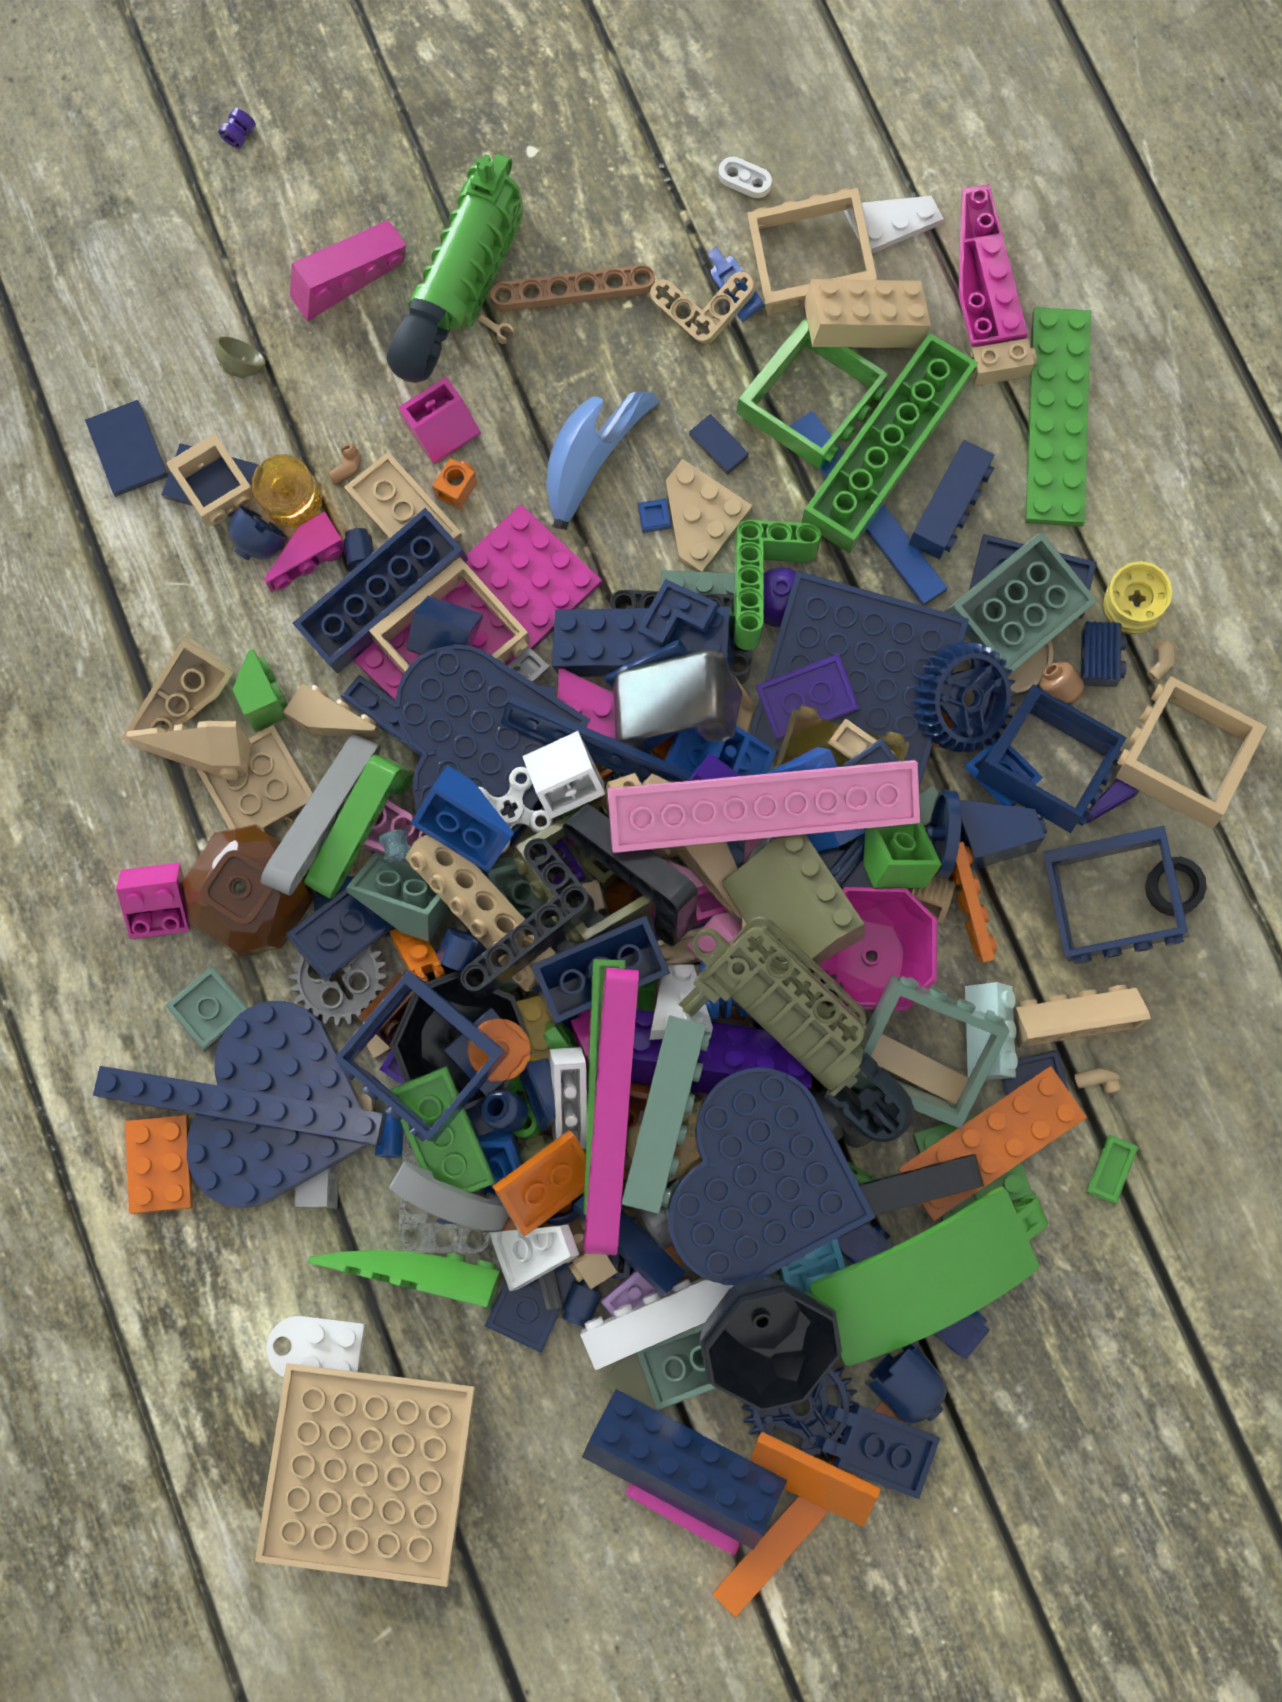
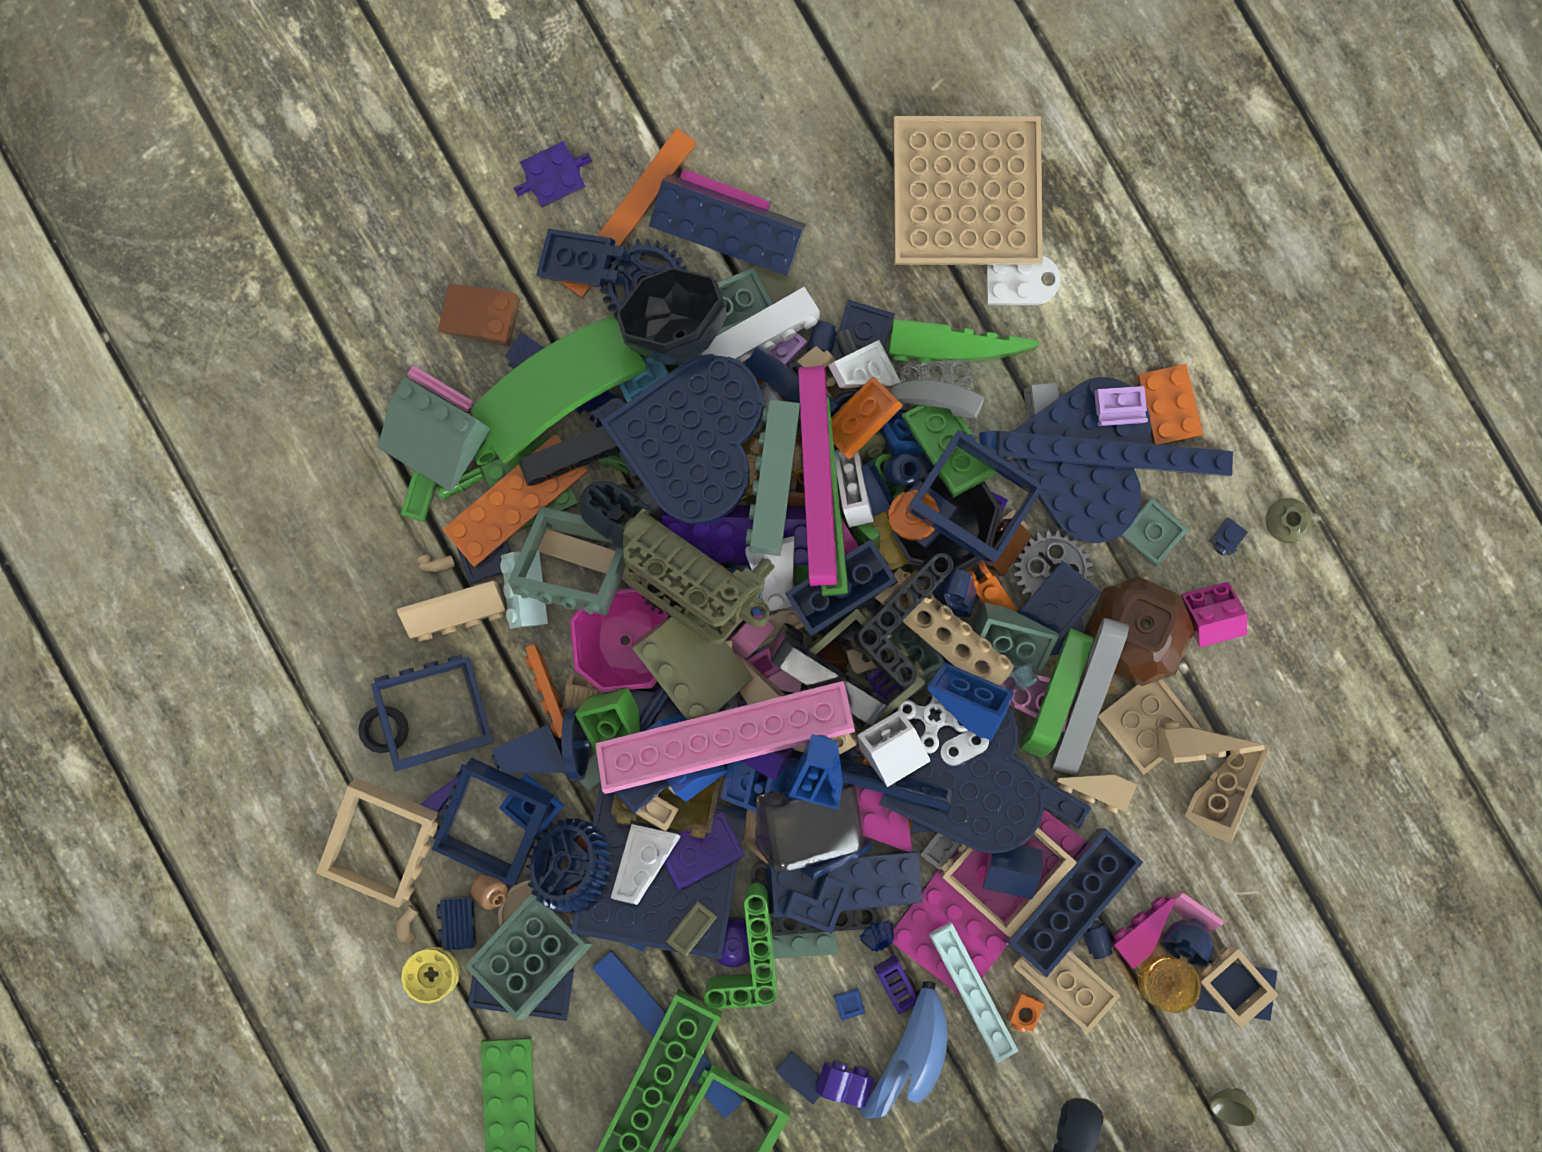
camera: 165 degrees right, 10 degrees up
(54, 1010) = (1277, 523): none -> olive piece
(120, 991) = (1227, 537): none -> dark blue bracket
(126, 448) = (1316, 1011): dark blue tile -> none
(220, 1163) = (1121, 406): none -> lavender plate
(241, 568) = (1193, 910): none -> bright pink slope
(259, 693) = (1162, 799): bright green slope -> none
(349, 464) = (1119, 1019): medium nougat arm -> none
(439, 420) = (1047, 1067): dark pink slope -> none
(479, 768) = (965, 748): none -> white plate
(511, 509) = (973, 992): none -> light aqua tile
(606, 545) = (890, 970): none -> dark purple slope
(610, 581) = (878, 936): none -> clear blue piece
(658, 749) = (818, 773): none -> blue wedge
(671, 429) = (845, 1083): none -> dark purple brick
(702, 515) = (808, 1009): tan plate -> none
(817, 1479) = (626, 227): orange tile -> none
(827, 606) = (691, 929): none -> olive tile
(878, 689) = (641, 861): none -> white wing
(906, 1574) = (552, 174): none -> dark purple plate
(909, 1385) = (563, 307): dark blue cylinder -> none
(951, 499) = (595, 1048): dark blue brick -> none
(1019, 1394) = (479, 314): none -> dark orange slope
(1060, 1176) = (468, 479): none -> bright green axle
(1076, 1302) = (440, 389): none -> bright pink axle
(1092, 1240) = (430, 434): none -> sand green slope

